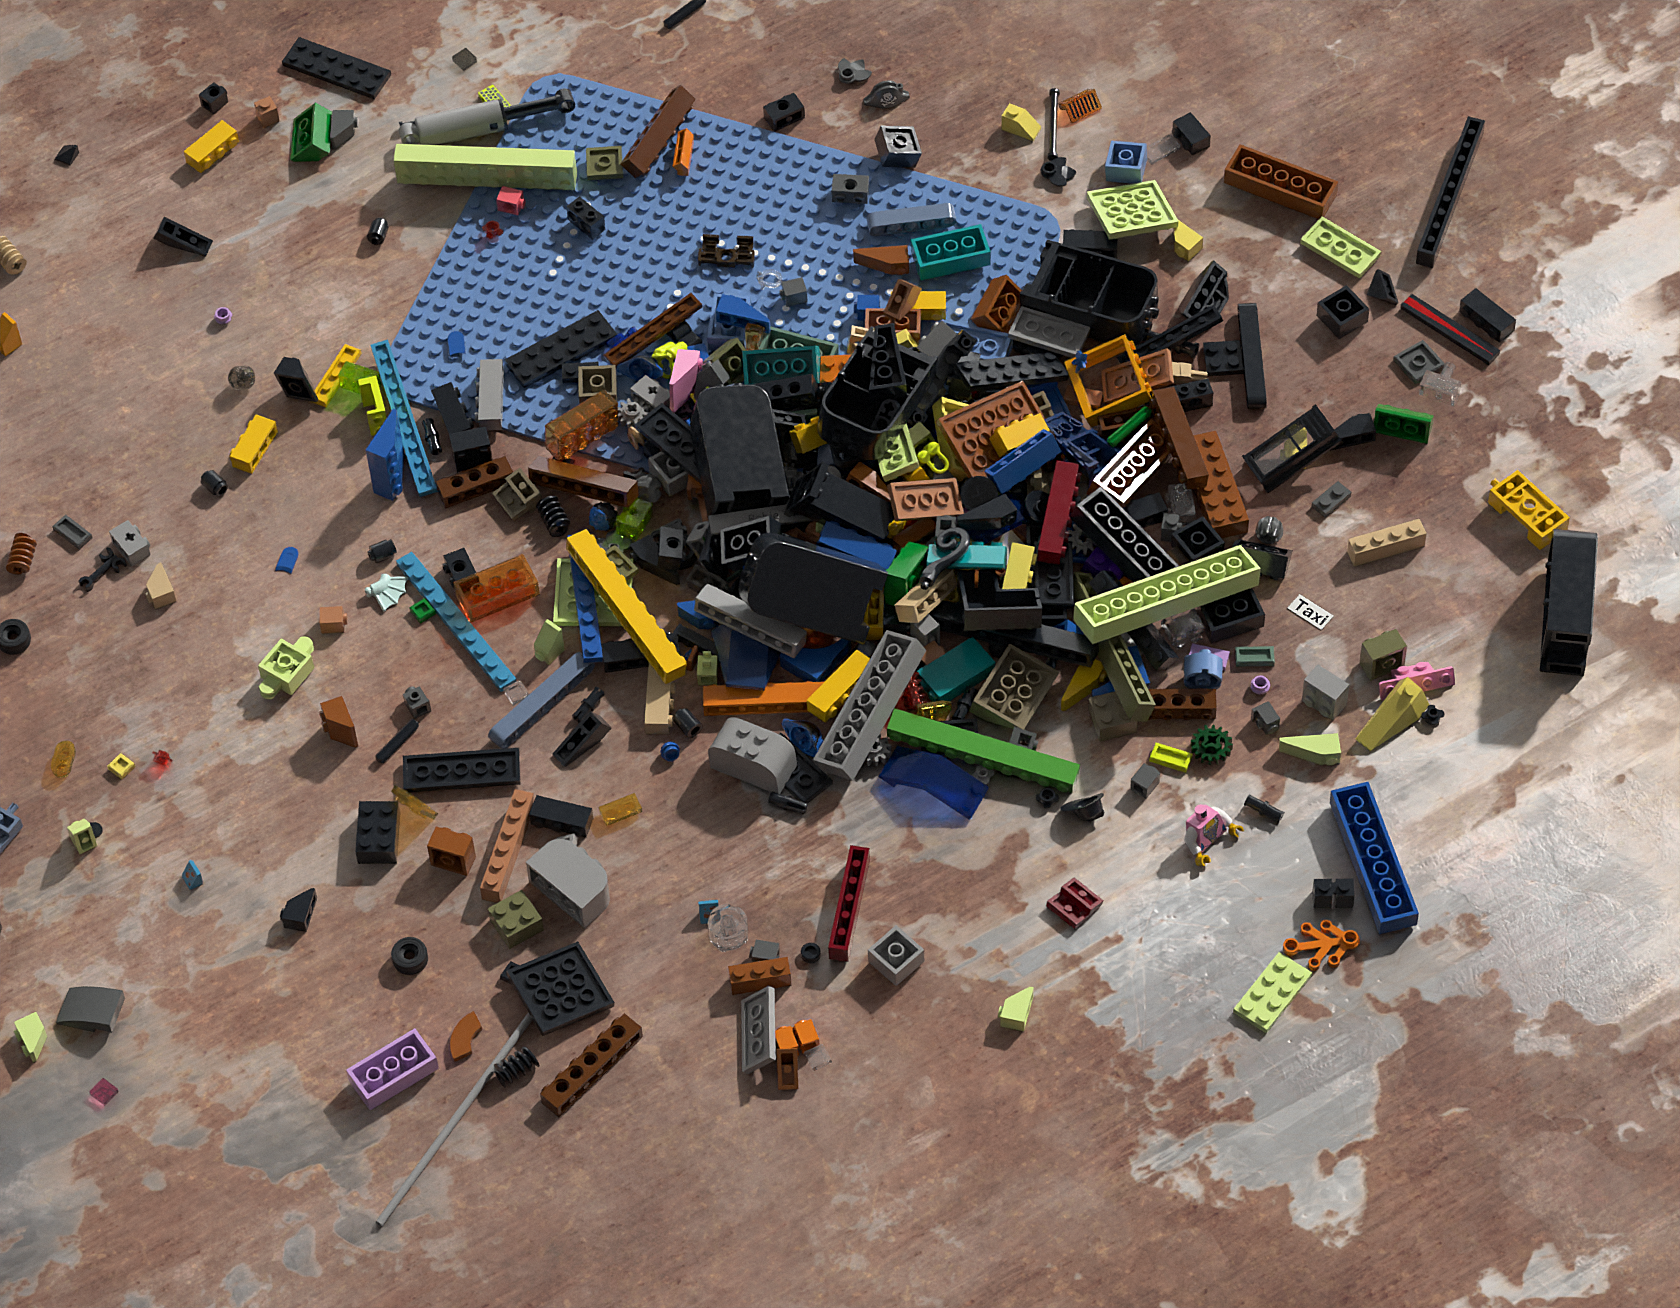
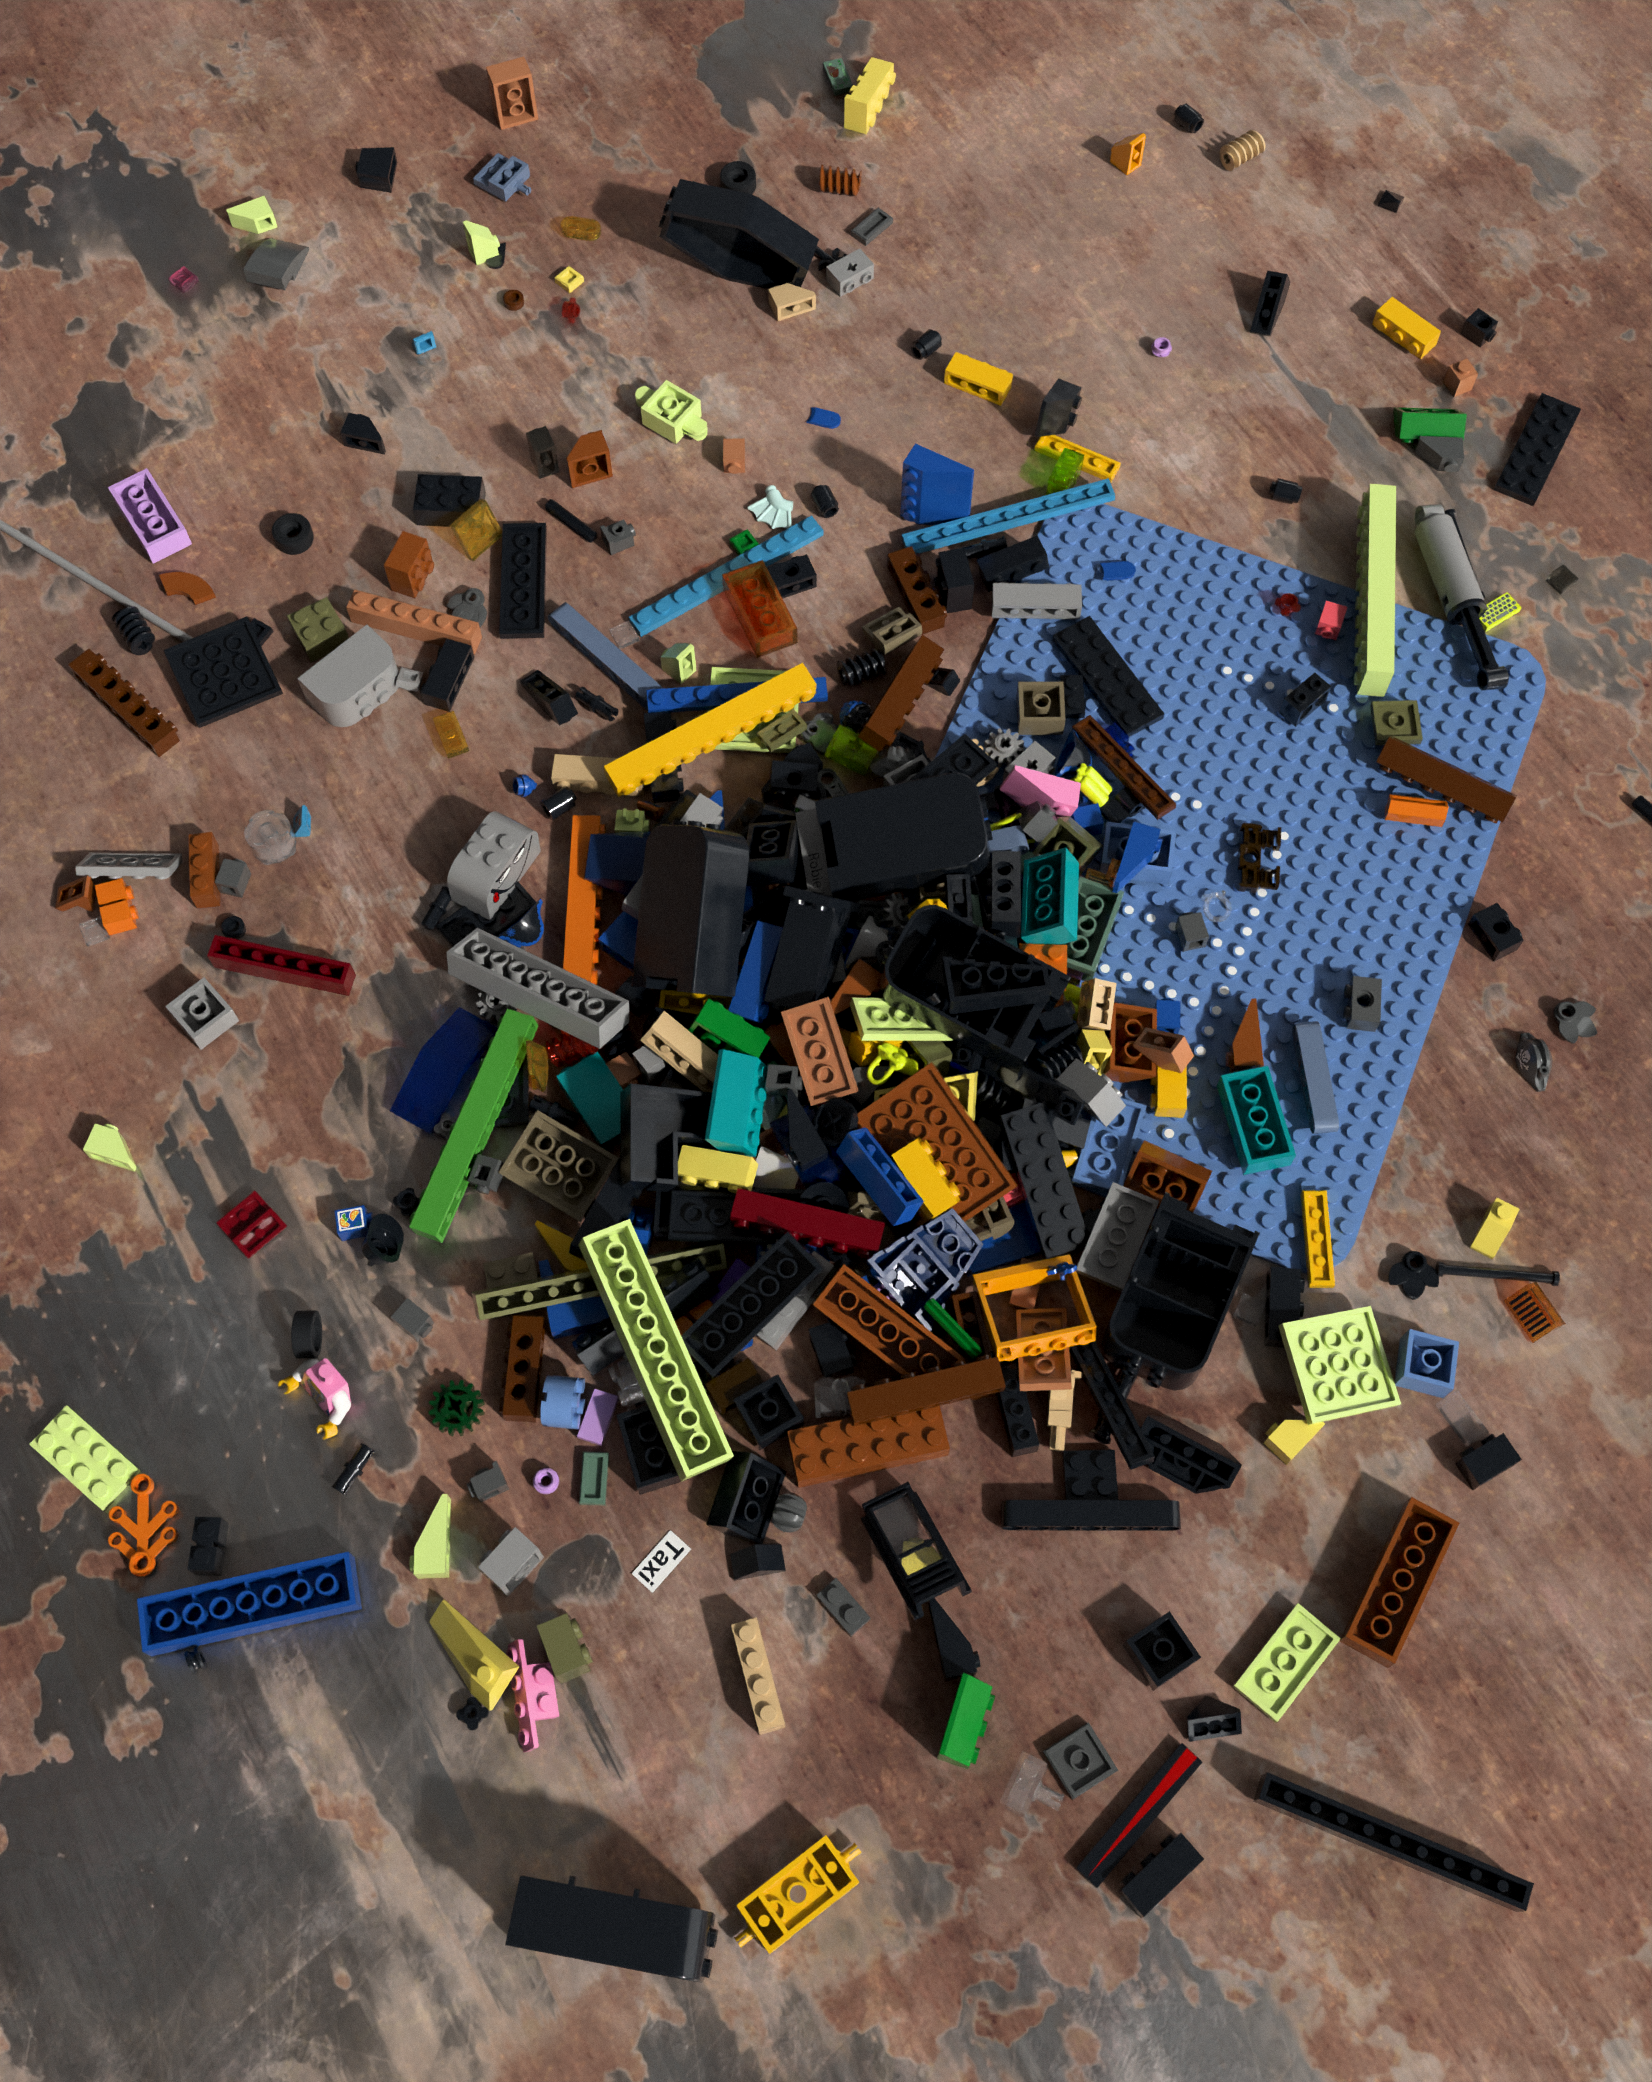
camera: 90 degrees right, 10 degrees up
(104, 613) = (736, 235): none -> black container
(143, 809) = (513, 300): none -> reddish brown tile
(241, 377) = (1069, 363): clear smoke head -> none
(330, 759) = (542, 452): none -> clear smoke brick
(371, 396) = (1021, 487): neon yellow panel -> none
(492, 811) = (467, 609): none -> dark grey plate
(581, 425) = (977, 687): clear orange brick -> none
(837, 688) = (572, 955): yellow brick -> none
(898, 146) = (1437, 1064): black container -> none
(935, 568) = (704, 1053): black plant -> none
(1036, 223) = (1317, 1239): none -> yellow tile
(1069, 829) = (352, 1222): none -> blue brick
(1165, 844) = (306, 1334): none -> black tyre
(1169, 525) = (801, 1381): dark grey brick -> none
(1171, 757) = (449, 1357): neon yellow tile -> none
(1306, 552) = (757, 1561): none -> black slope
(1418, 891) = (195, 1660): none -> black bush

